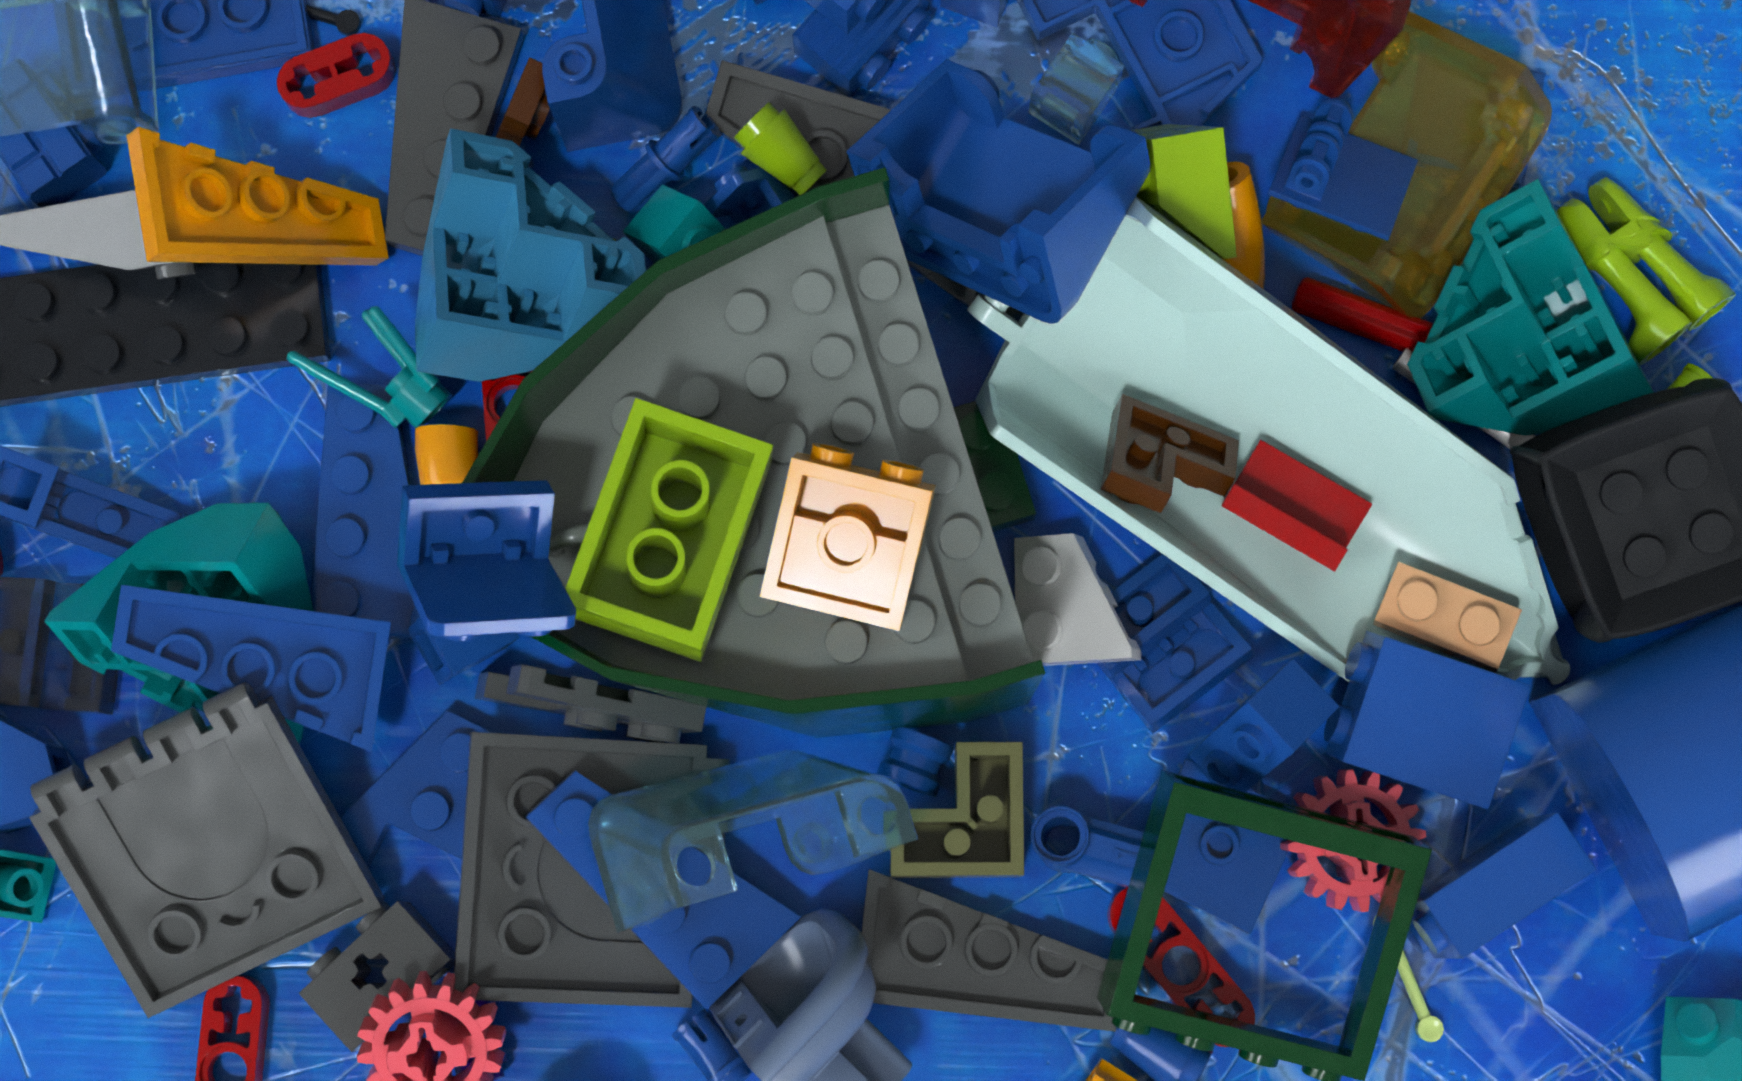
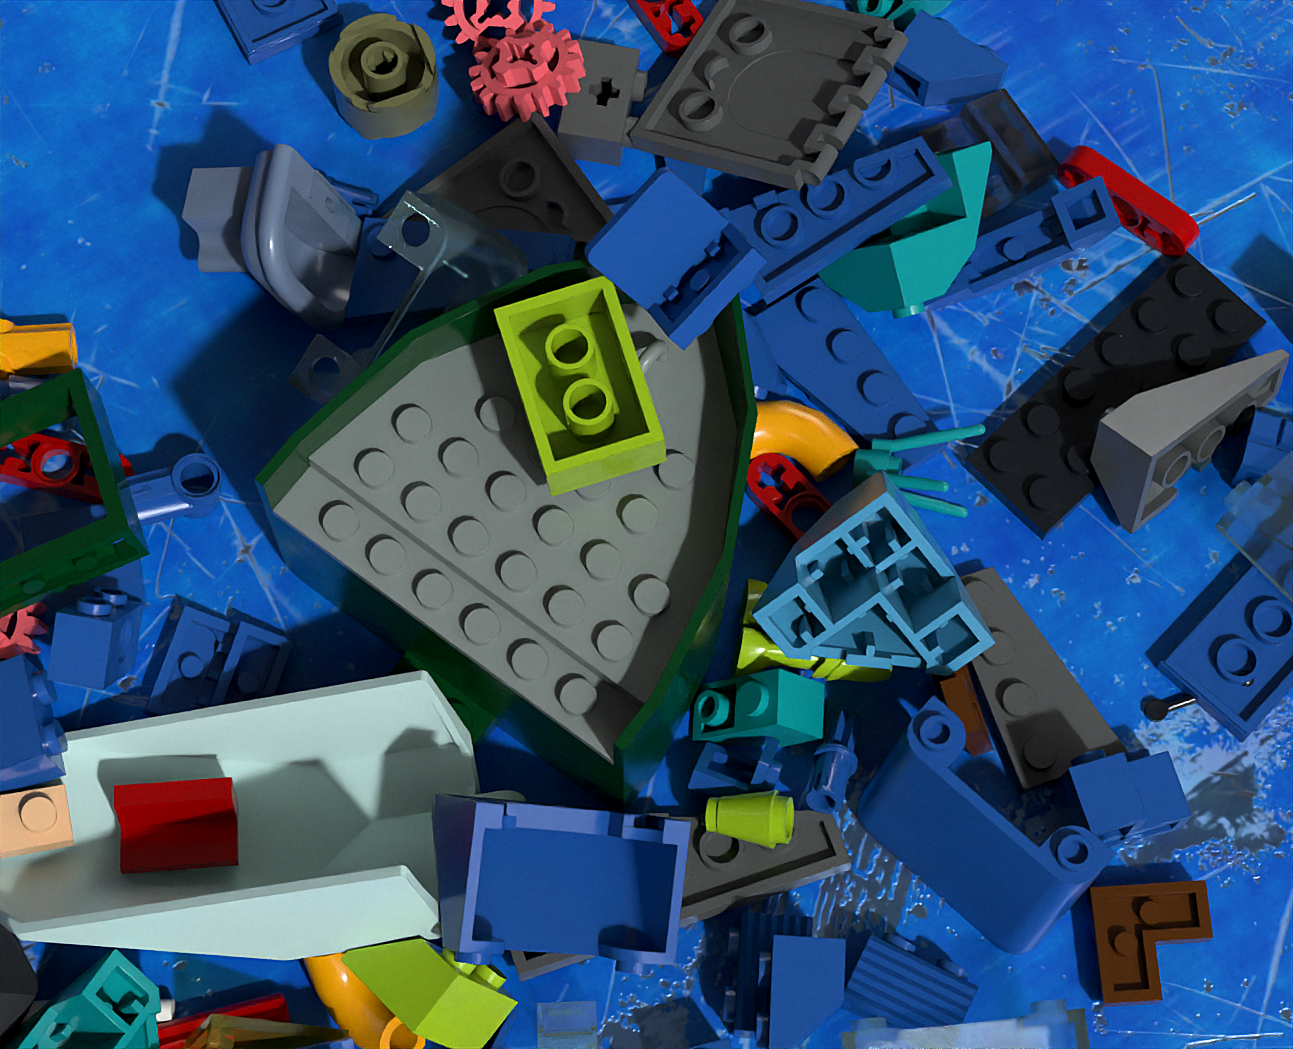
camera: 140 degrees right, 10 degrees down
(239, 213) = (1093, 481): light orange wing -> none
(336, 75) = (1139, 668): red beam -> none
(848, 536) = (457, 476): plate -> none
(972, 963) = (206, 370): dark grey wing -> none
(984, 829) = (255, 431): olive brick -> none
(1066, 605) = (301, 642): white wing -> none
(1154, 446) = (316, 792): reddish brown plate -> none

